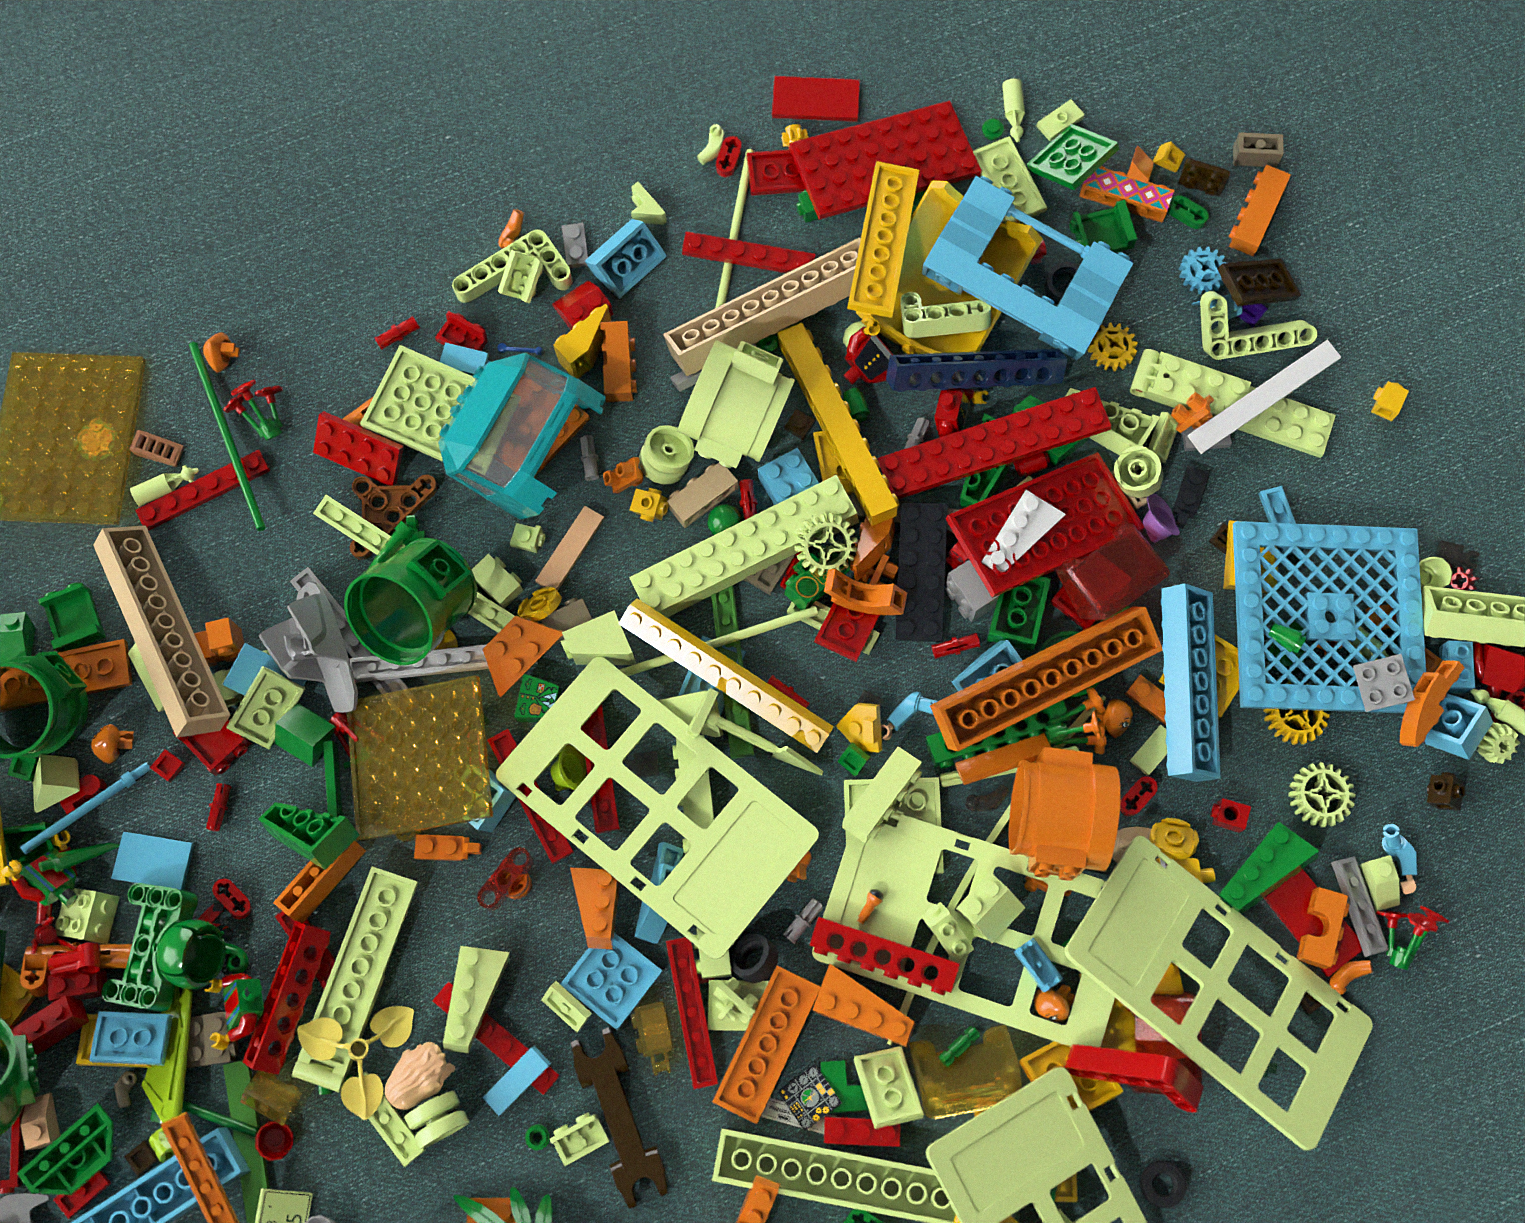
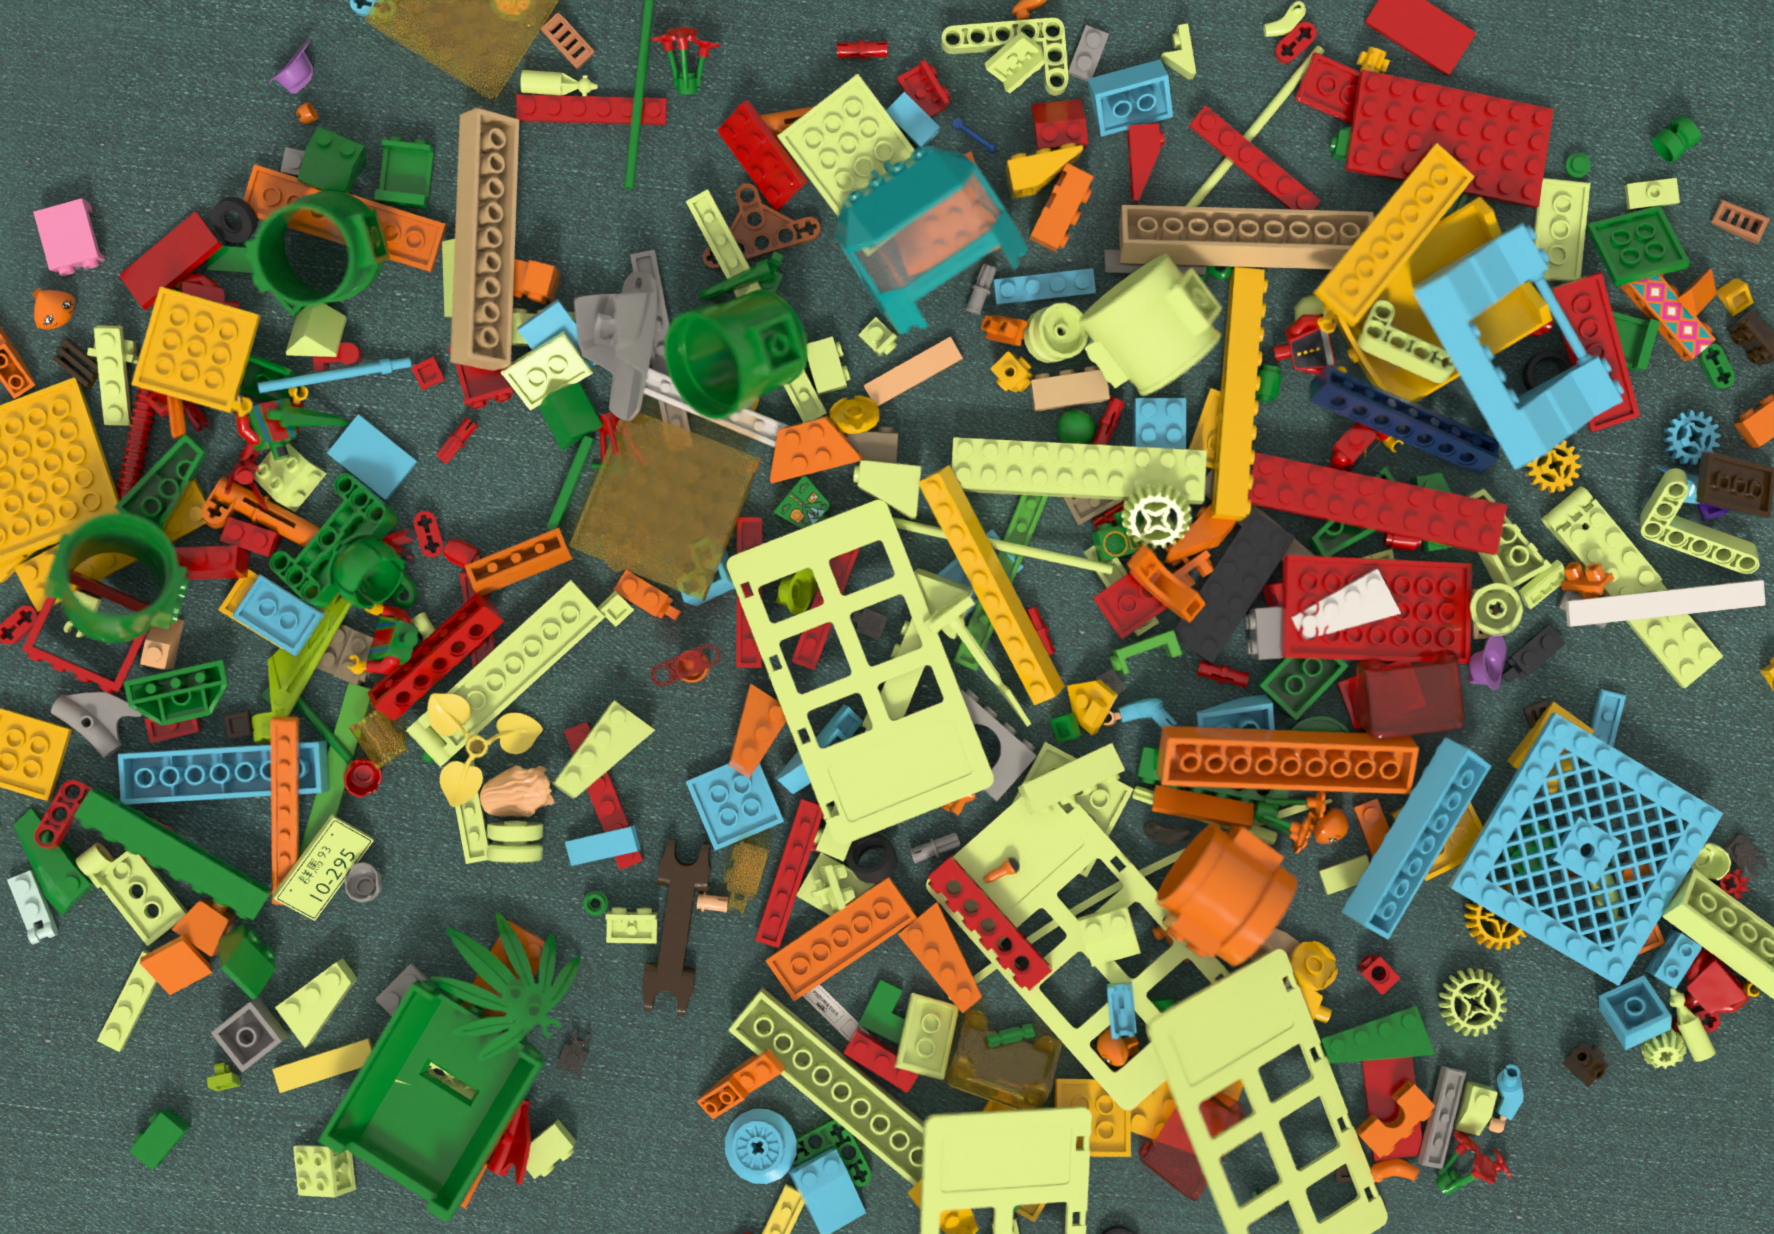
camera: 25 degrees right, 15 degrees up
(83, 961) = (267, 522): red piece -> none
(109, 741) = (386, 319): orange piece -> none
(123, 1087) = (251, 652): dark tan arm -> none
(263, 898) = (461, 552): none -> red brick
(265, 977) = (424, 625): none -> yellowish green pin
(310, 834) = (531, 524): green wedge -> none
(423, 871) = (615, 608): none -> yellowish green plate
(566, 1006) = (681, 804): yellowish green plate -> none
(638, 429) = (1044, 286): none -> medium azure plate
(639, 1077) = (712, 902): none -> light nougat pin
(656, 287) = (1143, 148): none -> red slope
(799, 424) = (1203, 371): dark brown plate -> none
(809, 1097) = (853, 1004): sticker -> none
(823, 804) = (1013, 754): none -> light grey arch
(892, 641) = (1166, 639): none -> bright green panel
(918, 433) = (1308, 447): light grey axle -> none
(947, 932) = (1057, 934): yellowish green bracket -> none
(1014, 106) = (1614, 153): yellowish green wheel -> none
(1053, 72) = (1672, 142): none -> green wheel
(1072, 220) = (1591, 317): none -> red plate
(1134, 792) = (1307, 913): red beam -> none
(1139, 1070) = (1149, 1151): red beam -> none
(1147, 110) = (1744, 213): none -> nougat slope
(1287, 637) = (1532, 851): green cone -> none
(1383, 683) = (1593, 940): light grey hinge -> none
(1425, 709) = (1615, 980): orange slope -> none

